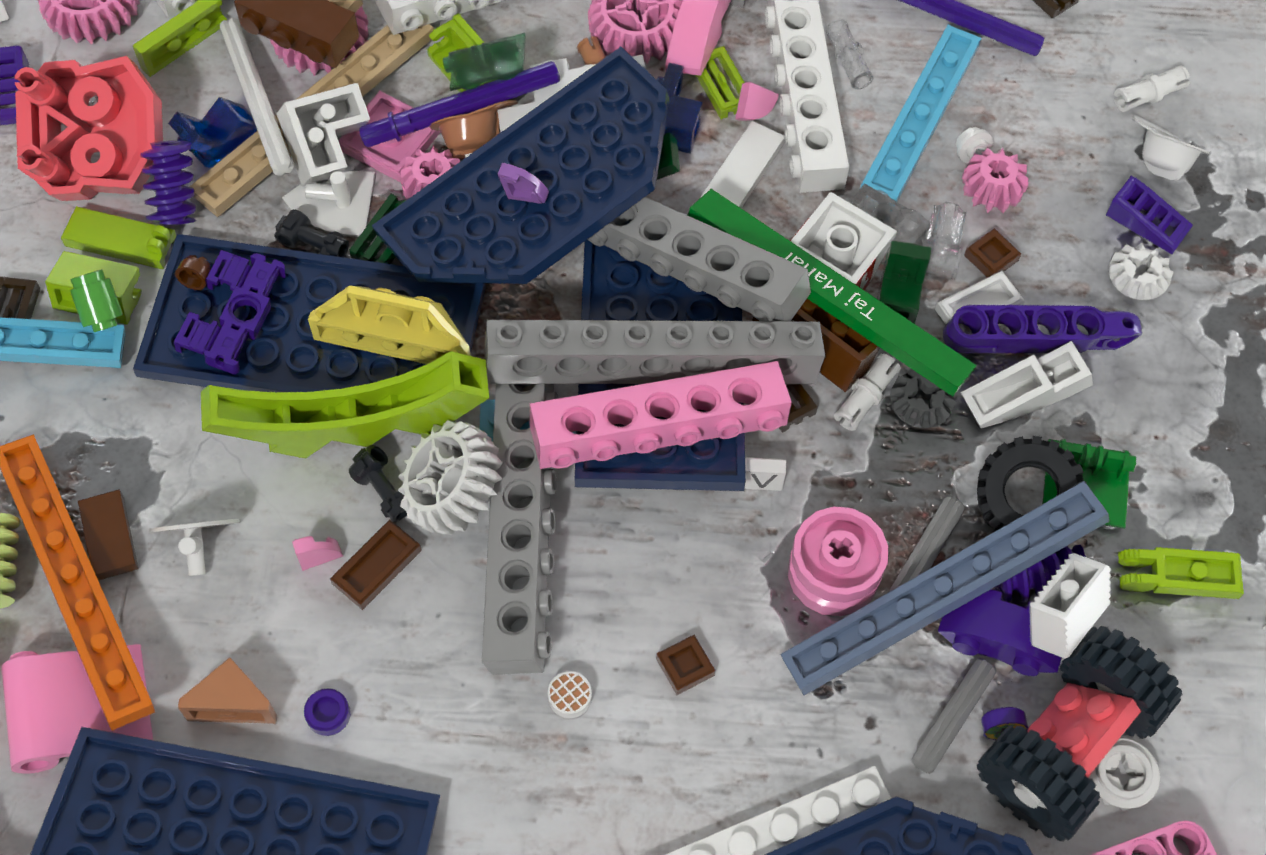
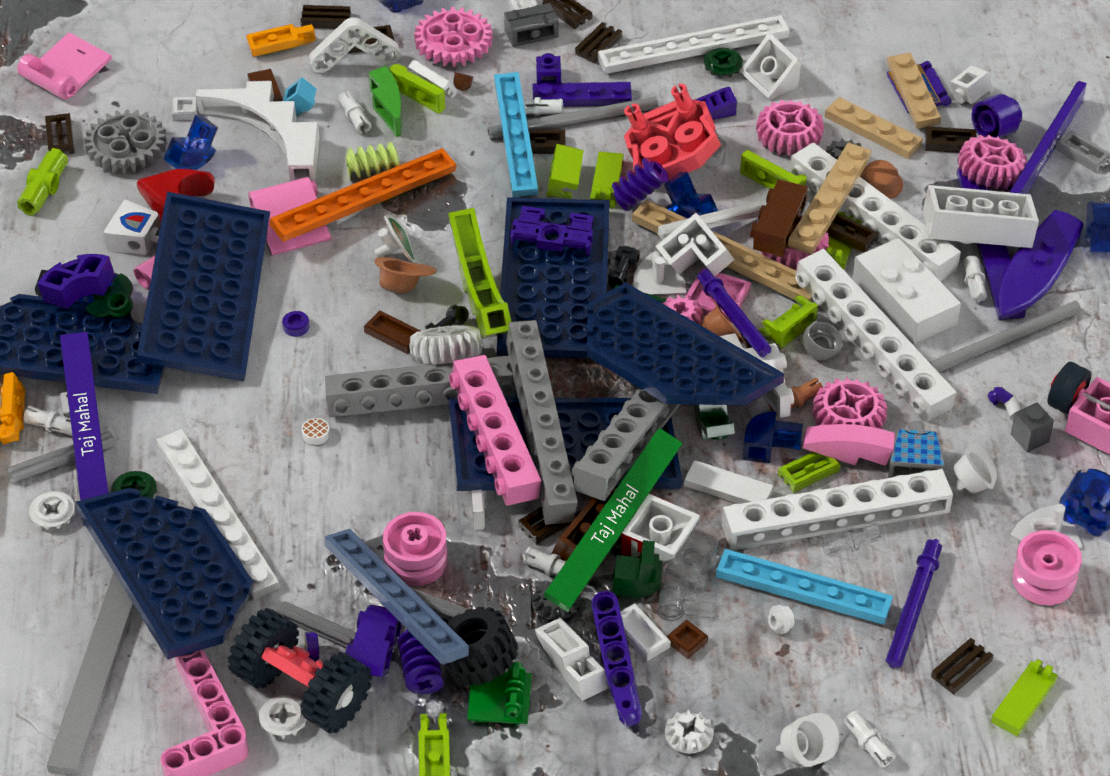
camera: 85 degrees right, 15 degrees down
(95, 300) = (542, 164): bright green brick -> none
(108, 534) = (402, 209): reddish brown tile -> none
(193, 272) = (578, 206): reddish brown hinge -> none
(226, 697) = (301, 276): nougat slope -> none
(266, 529) = (401, 275): none -> nougat piece
(316, 553) = (393, 300): bright pink tile -> none
(387, 324) = (553, 301): light yellow wedge -> none
(486, 62) = (764, 315): clear green hinge -> none
(511, 21) = (822, 340): none -> light grey hair
(521, 184) = (653, 332): medium lavender tile -> none
(685, 664) = (341, 486): reddish brown tile -> none
(754, 102) = (786, 482): bright pink tile -> none
(995, 180) = (749, 632): bright pink gear -> none
(1069, 605) = (382, 650): white brick -> none
(1148, 200) = (747, 717): dark purple slope -> none

